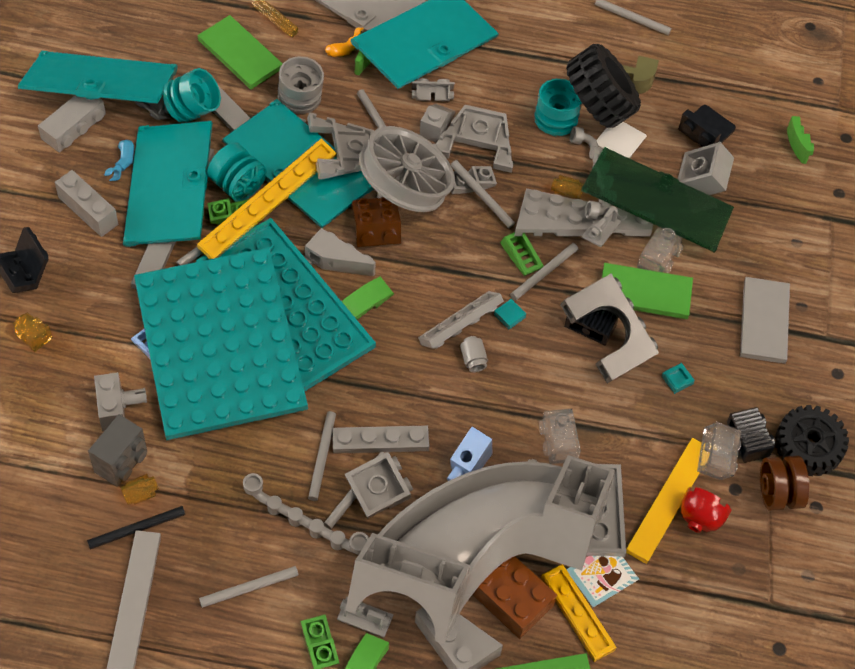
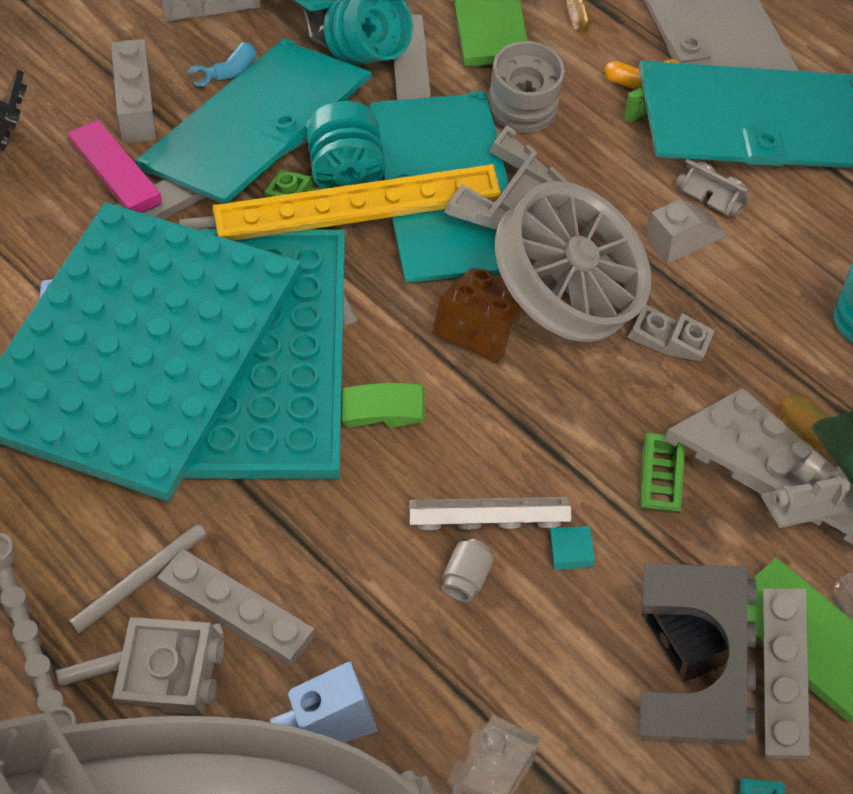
camera: 40 degrees right, 5 degrees down
(115, 252) = (114, 167): none -> dark pink tile
(335, 255) = (386, 324): light grey slope -> none
(370, 109) = (605, 175): light grey bar -> none
(478, 189) = (666, 356): light grey bar -> none
(481, 129) = (737, 271): light grey wing -> none
(544, 271) = (675, 518): light grey bar -> none
(647, 308) = (786, 674): none -> light grey plate

